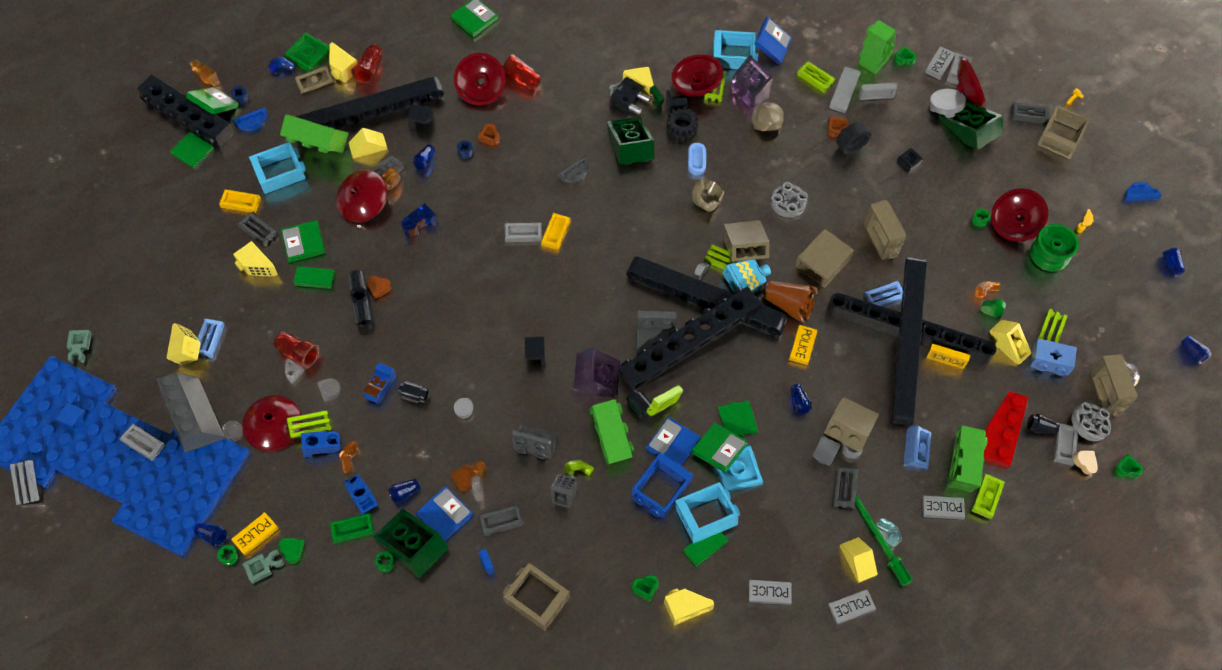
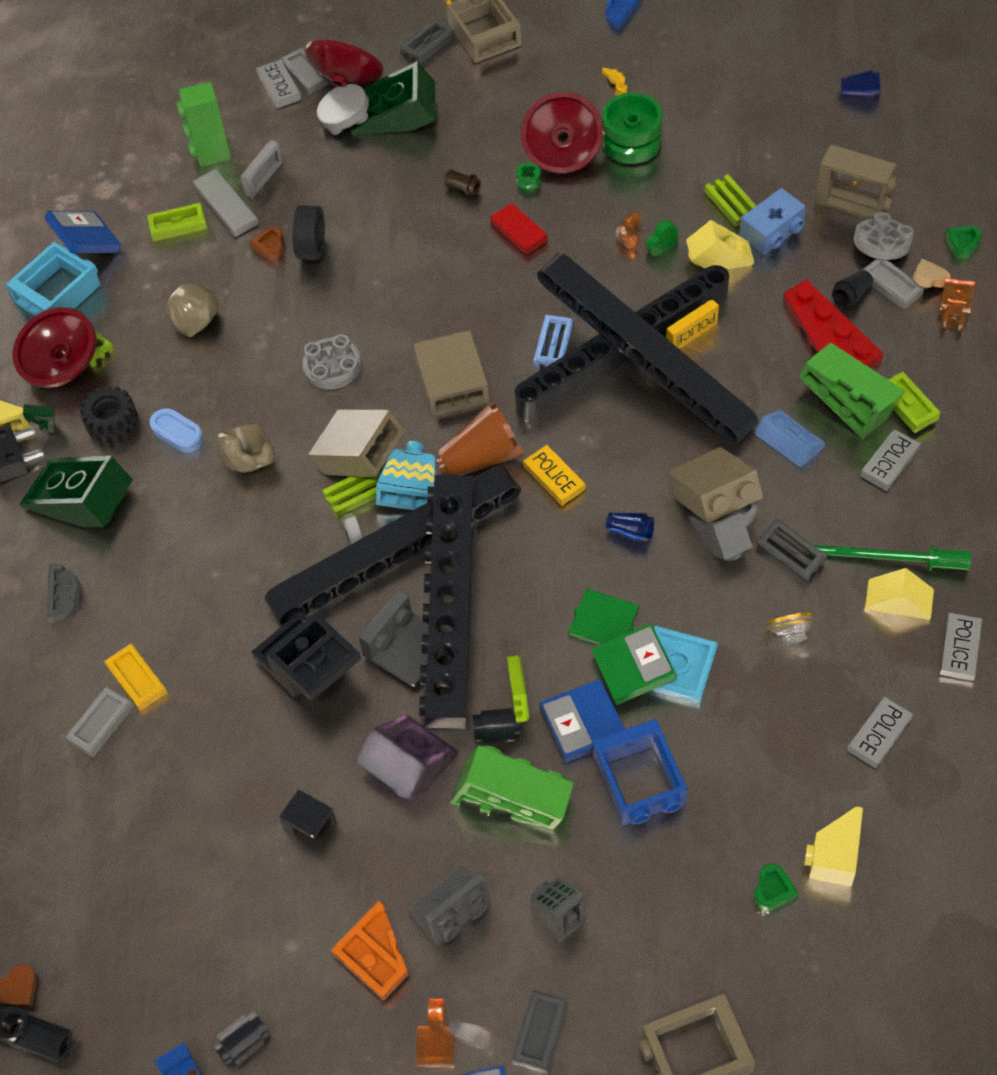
camera: 50 degrees left, 5 degrees down
(463, 408) = (320, 979): light grey tile -> none
(490, 422) = (373, 953): none -> orange wing
(576, 465) = (529, 868): lime arm -> none
(613, 294) = (306, 655): none -> black bracket
(675, 102) = (68, 402): black panel -> none
(701, 497) = (714, 767): medium azure window -> none
(705, 548) = (762, 772): green tile -> none
(752, 83) = (125, 291): clear purple slope -> none
(797, 513) = (791, 628): none -> clear piece
(884, 229) = (466, 294): dark tan window -> none
(893, 531) = (882, 534): clear light blue arm -> none
(905, 56) = (236, 112): green tile -> none
(910, 159) = (386, 197): black tile -> none
(943, 234) = (519, 228): none -> red tile
(949, 188) = (468, 183): none -> dark brown pin
(1080, 484) = (956, 300): none -> clear orange plate
(1174, 261) = (735, 32): clear blue cone -> none

